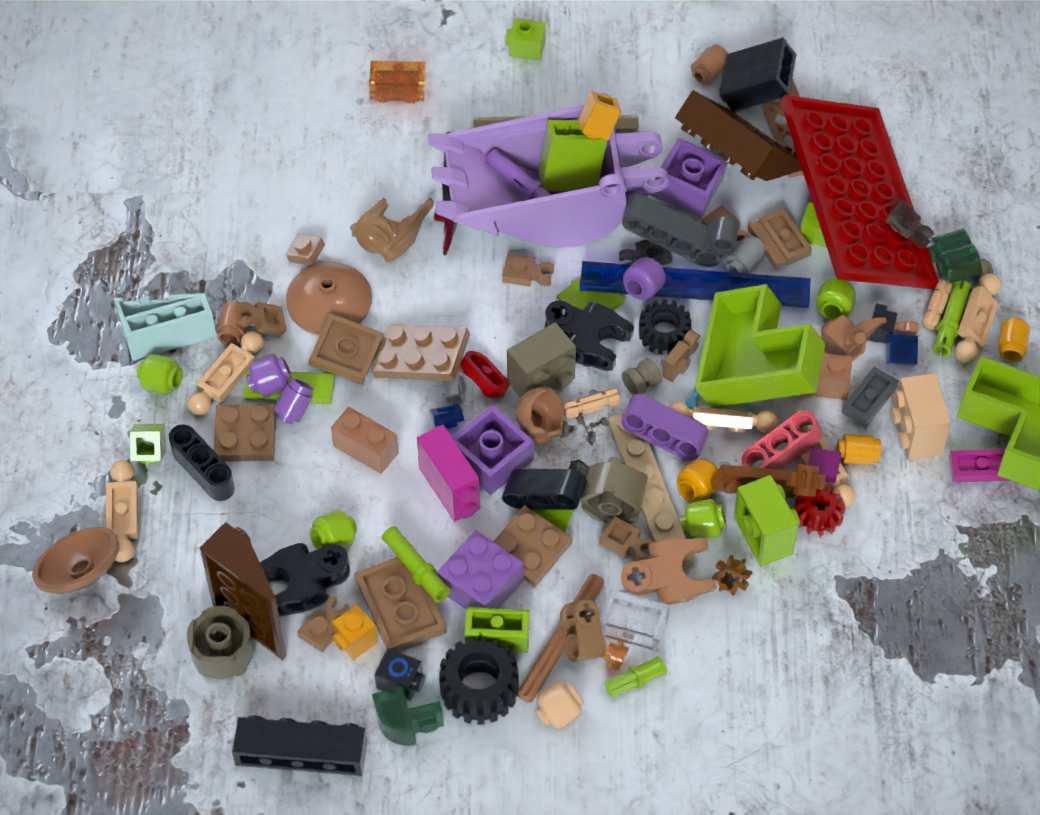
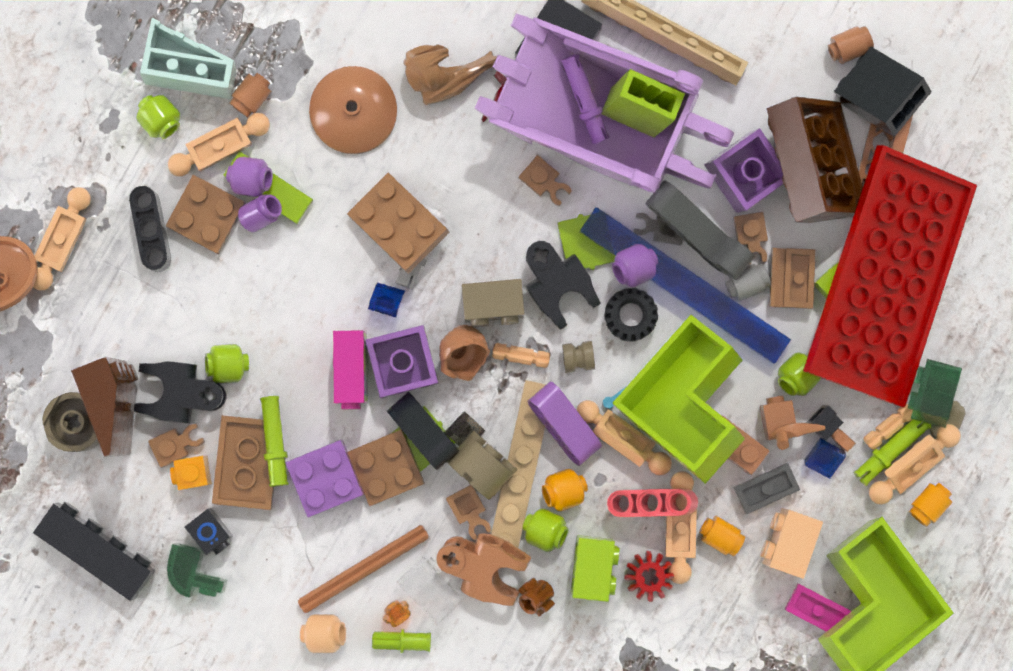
camera: 25 degrees right, 30 degrees up
(147, 443) = (111, 185): brick -> none
(265, 317) = (279, 107): medium nougat plate -> none
(305, 249) = (358, 46): medium nougat plate -> none
(346, 349) = (335, 180): medium nougat plate -> none
(364, 440) = (300, 286): nougat brick -> none
(473, 658) = (247, 591): black tyre -> none
(484, 374) = (443, 276): red plate -> none
(504, 625) = (309, 540): lime brick -> none
(582, 633) = (378, 580): medium nougat piece -> none
(599, 116) = (675, 102): light orange brick -> none
(678, 358) = (621, 358): medium nougat plate -> none
(731, 477) = (609, 527): dark orange plate -> none
(806, 480) = (646, 557): dark orange gear -> none
(827, 461) = (678, 539): magenta tile -> none
(907, 223) = (910, 338): clear smoke plate -> none

